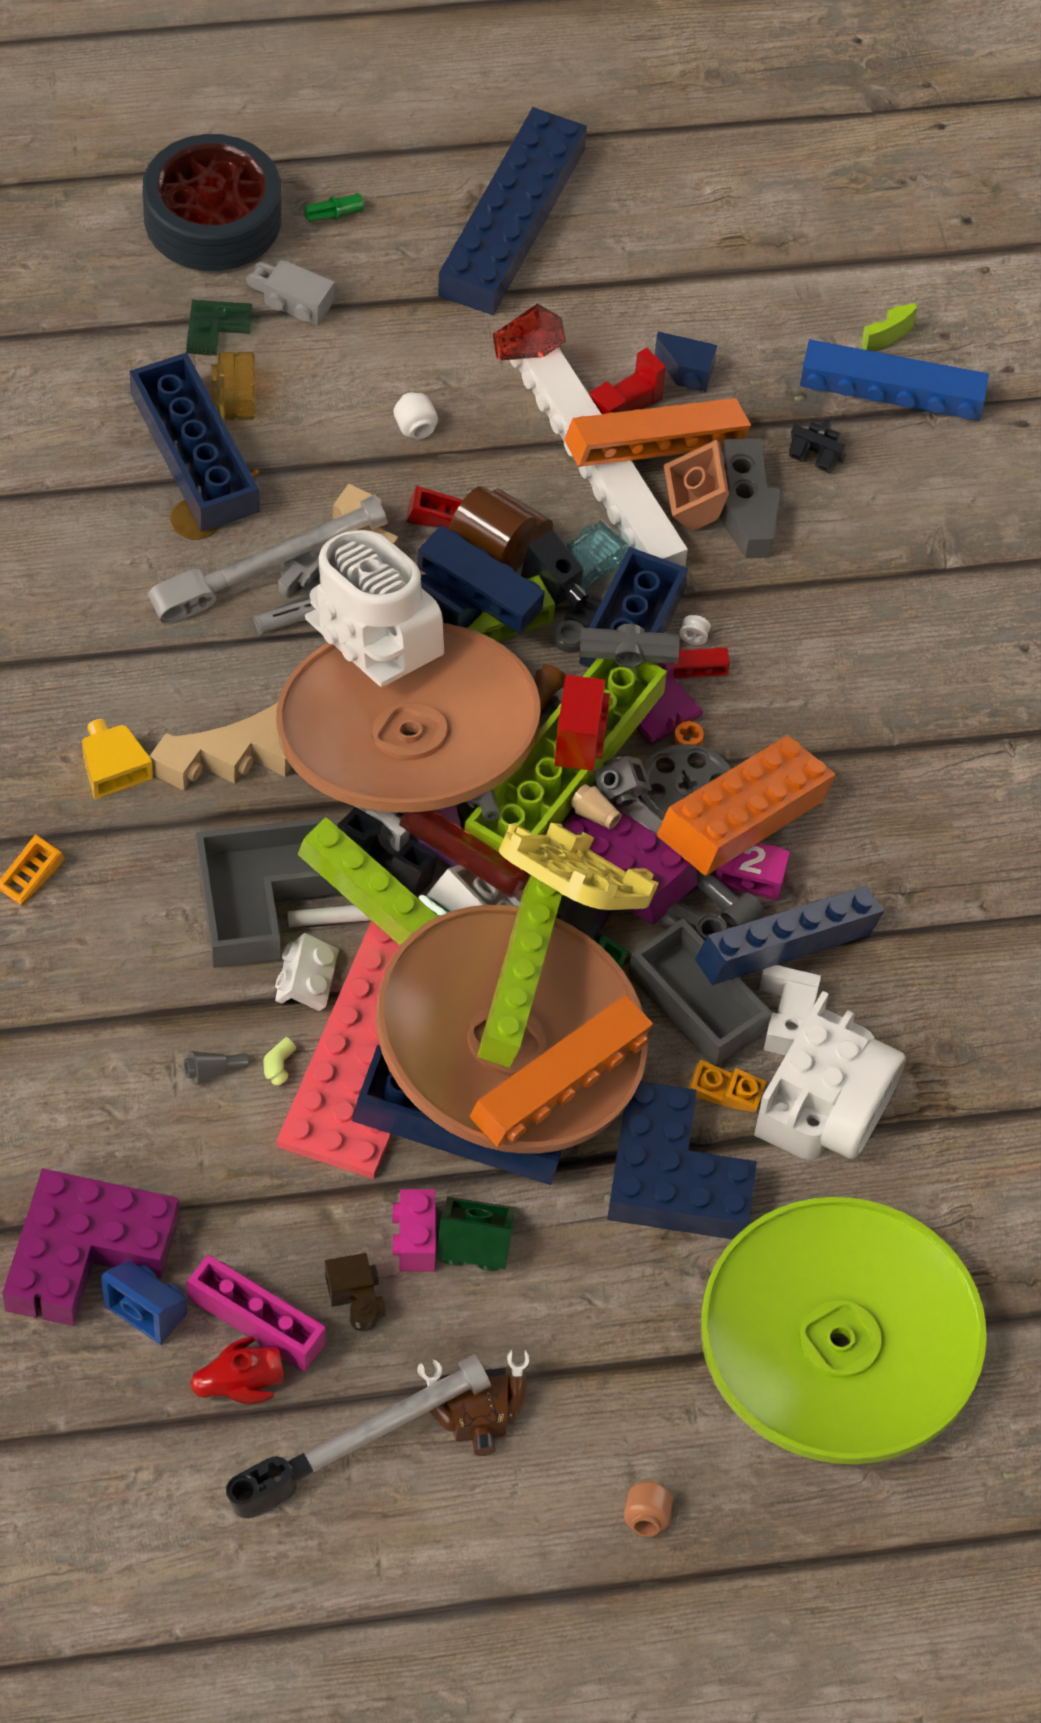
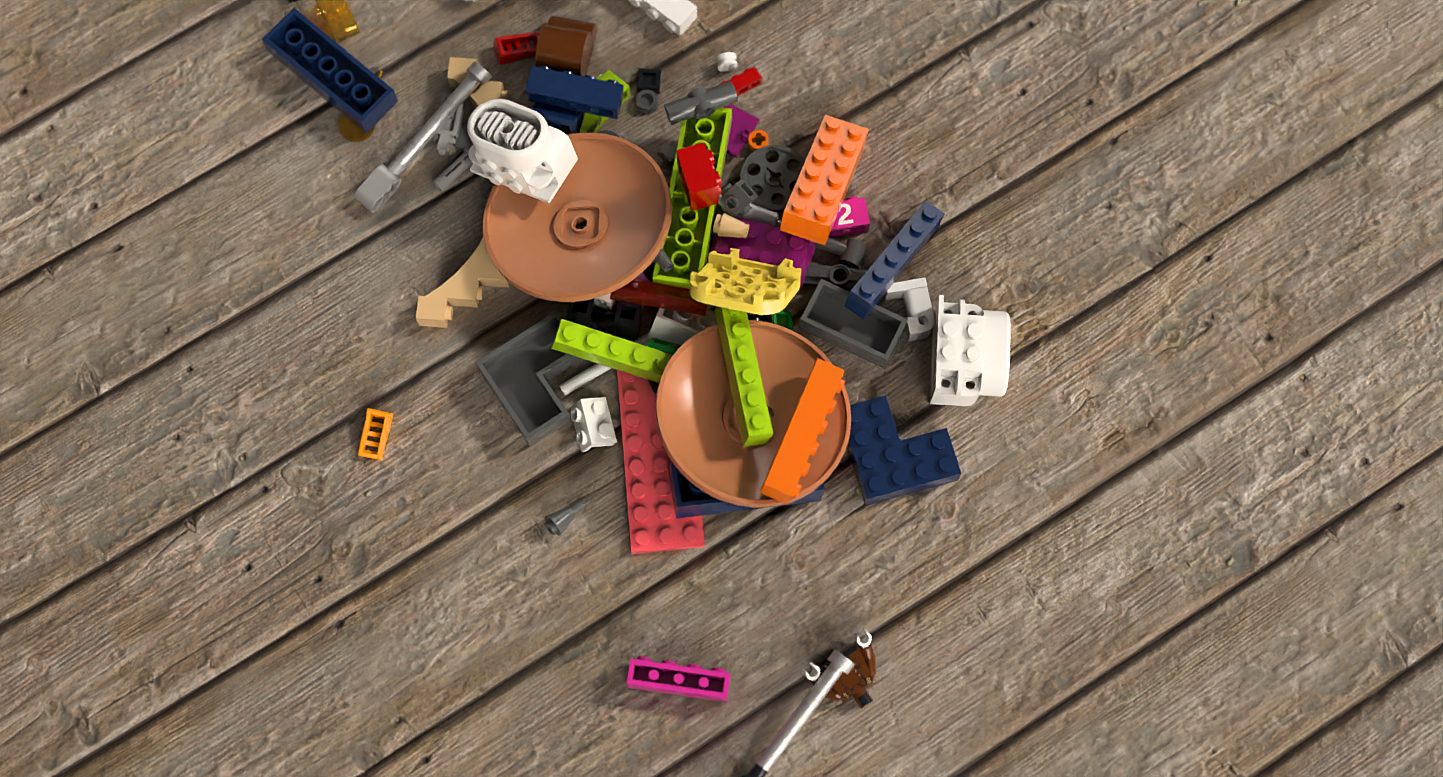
camera: 20 degrees left, 15 degrees up
(80, 1225) = (531, 673): magenta piece -> none
(114, 759) = (390, 328): yellow torso -> none
(143, 1300) = (602, 704): blue slope -> none
(240, 1373) = (688, 726): red animal -> none
(274, 1061) = (603, 497): yellowish green arm -> none
(353, 1281) = (729, 627): dark brown brick -> none
(417, 1233) = (752, 573): dark pink brick -> none
(475, 1233) = (790, 556): dark green slope -> none
(548, 681) = (650, 143): dark orange cone -> none
(556, 568) = (618, 60): black torso -> none
(597, 551) = (633, 37): clear light blue brick -> none
(640, 594) = (682, 60): dark blue brick -> none
(648, 1508) = (986, 694): nougat head -> none
(732, 1090) = (898, 380): light orange slope -> none
(852, 1273) = (1090, 493): lime dish -> none

